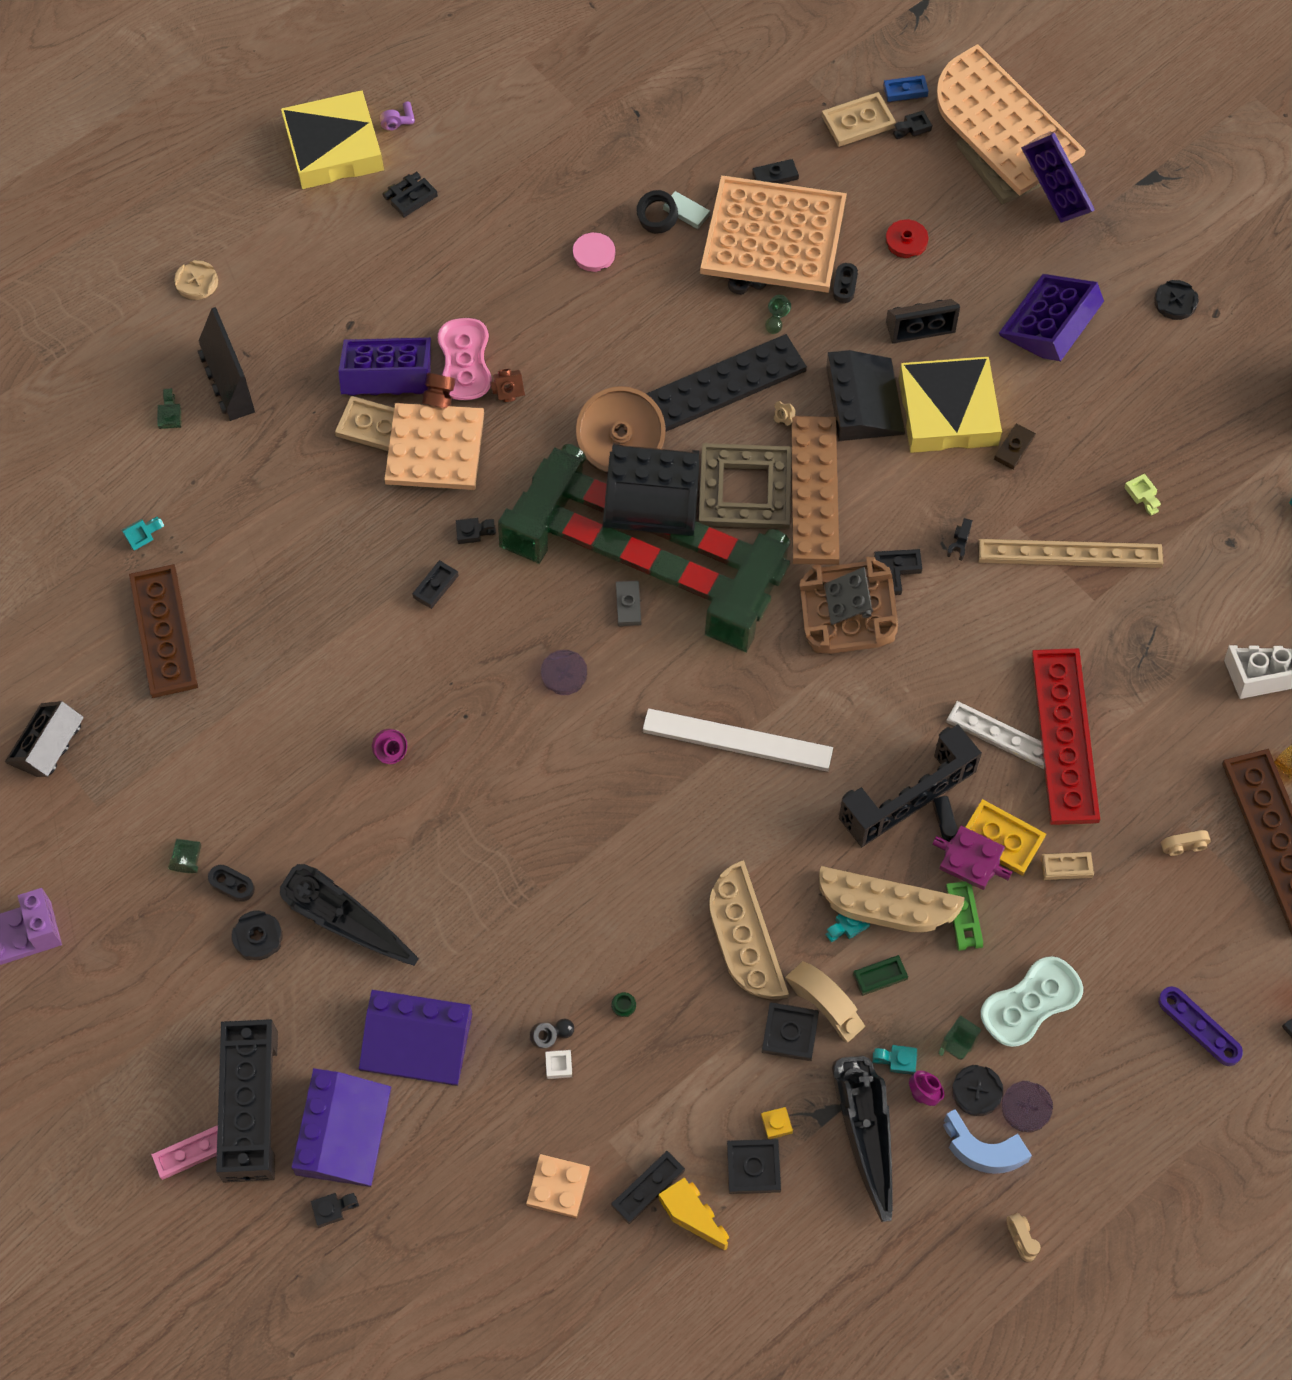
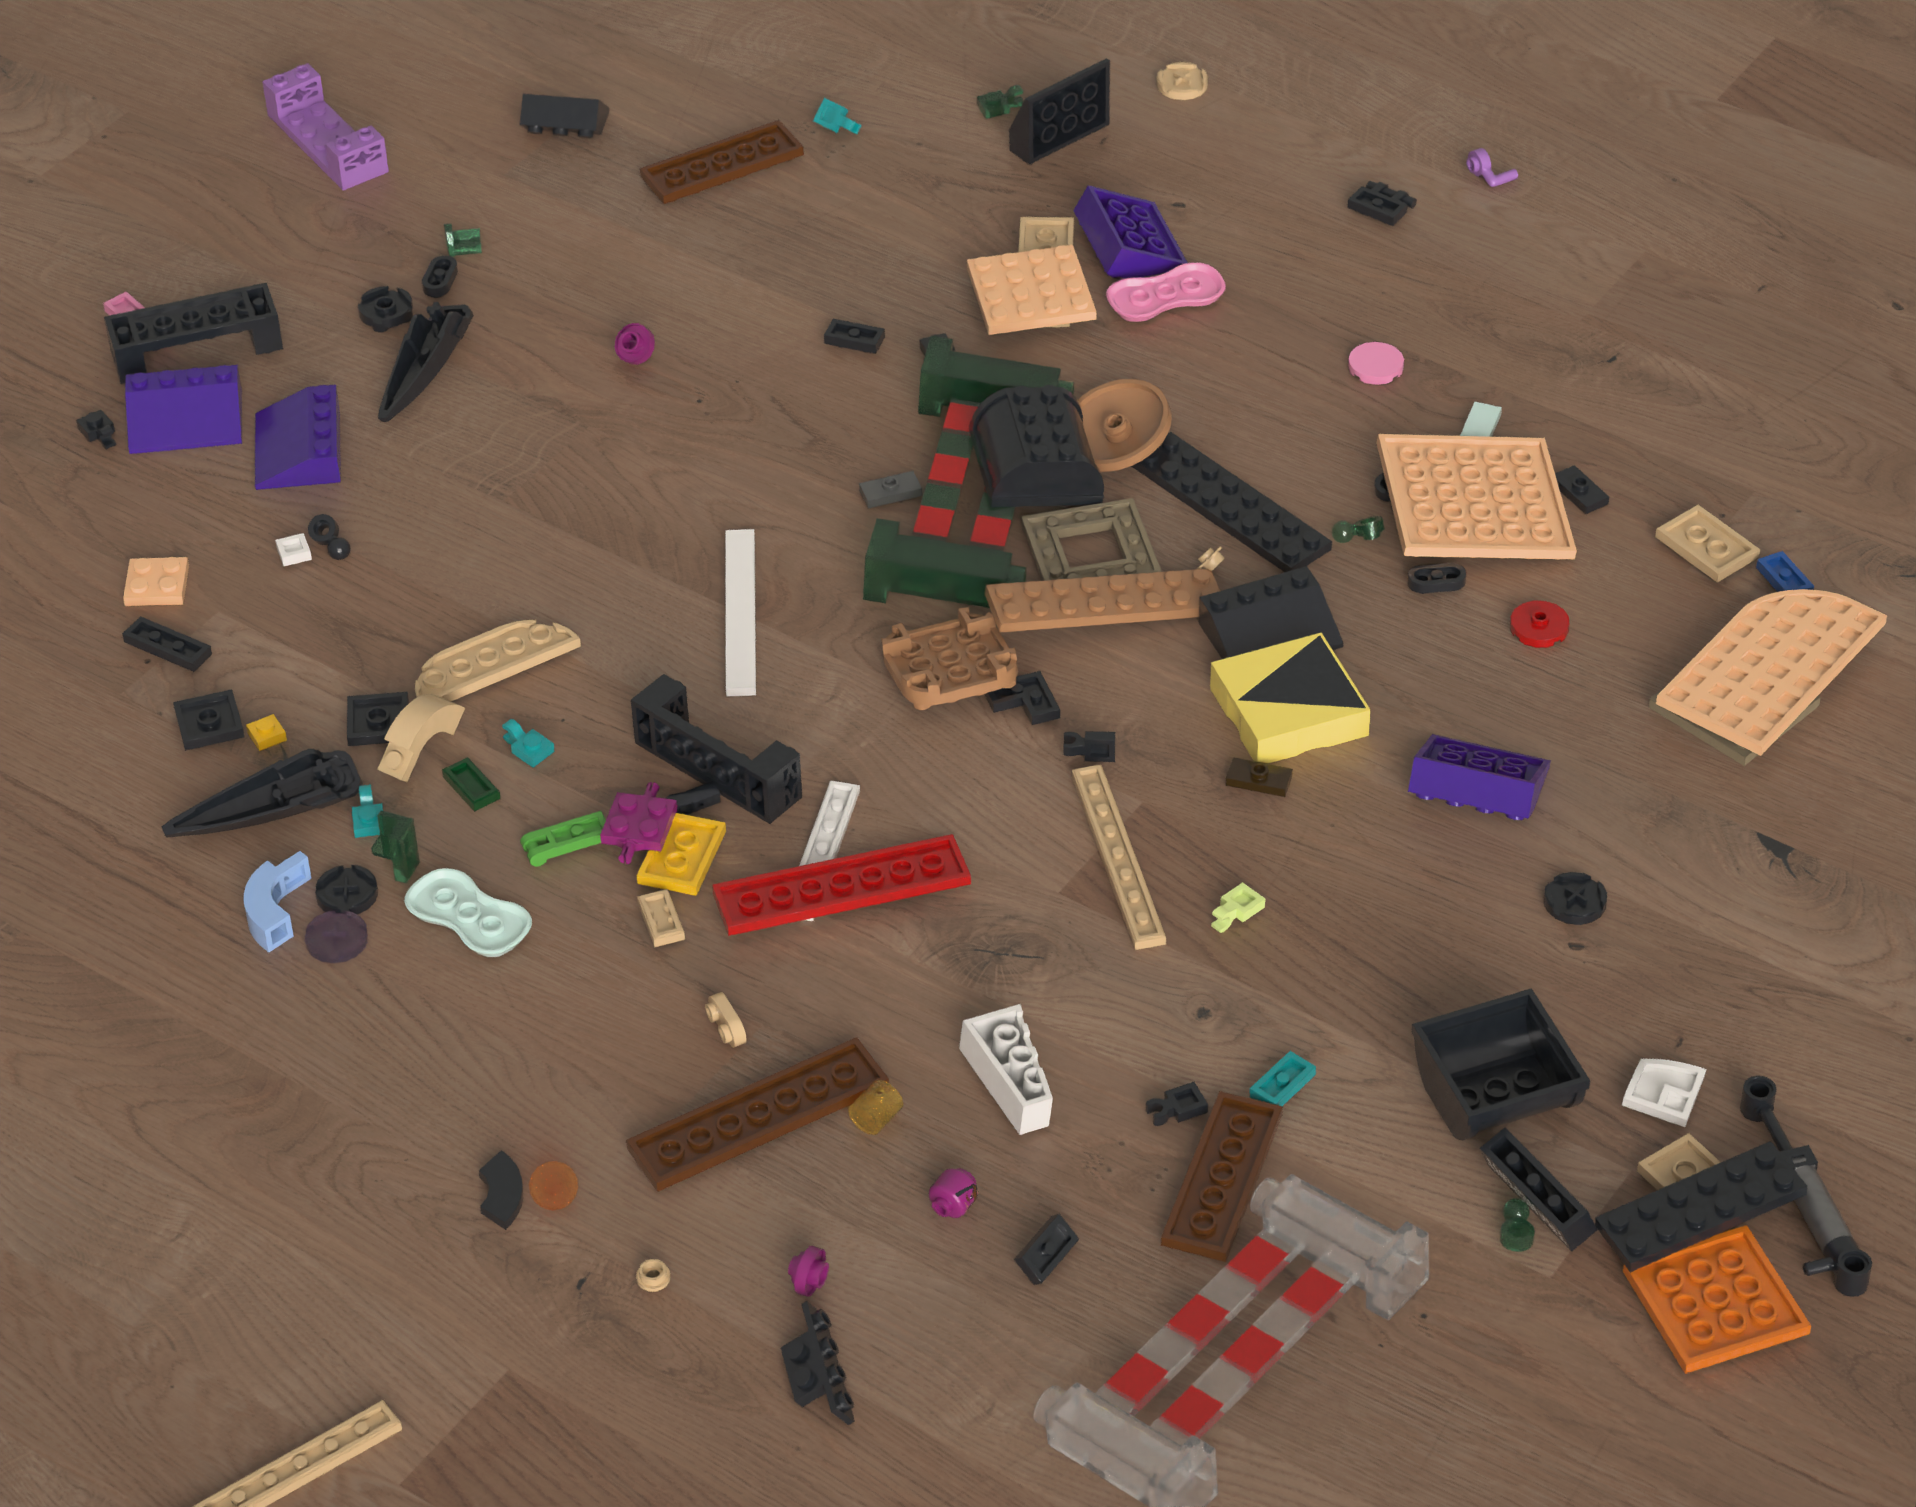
camera: 75 degrees right, 20 degrees down
(332, 139) = (1424, 124): light yellow tile -> none
(438, 390) = (1105, 269): copper wheel -> none
(514, 388) = (1142, 328): copper brick -> none
(564, 672) = (780, 458): tile -> none
(623, 1004) = (377, 584): dark green plate -> none
(657, 196) = (1458, 405): black tyre -> none
(687, 1211) = (143, 678): yellow slope -> none
(848, 596) = (947, 650): dark grey hinge -> none
(887, 902) = (559, 761): tan plate -> none
(914, 123) = (1728, 596): black plate -> none
(922, 320) = (1407, 650): black slope -> none
(926, 1088) = (332, 837): magenta plate -> none
(1019, 1230) = (168, 950): tan plate -> none
(1057, 177) = (1686, 710): dark purple slope -> none
(1200, 1026) = (476, 1071): dark purple plate -> none

